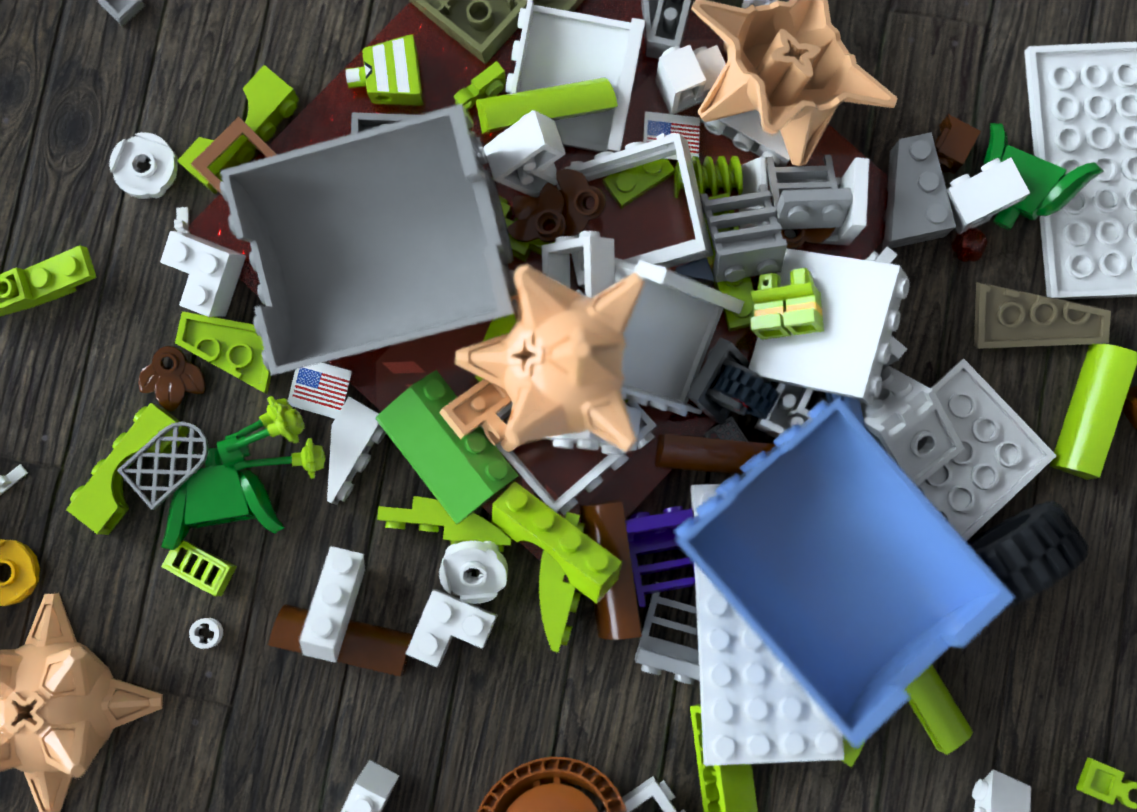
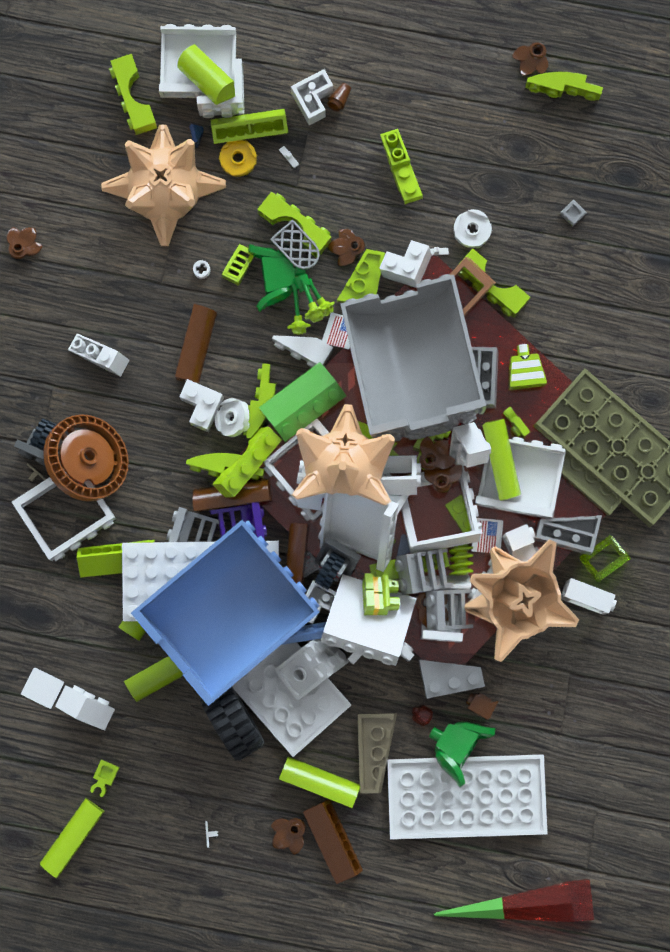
camera: 90 degrees right, 0 degrees up
(332, 604) = (215, 339): white brick -> none
(477, 408) = (321, 415): light nougat plate -> none
(985, 194) = (446, 716): white brick -> none

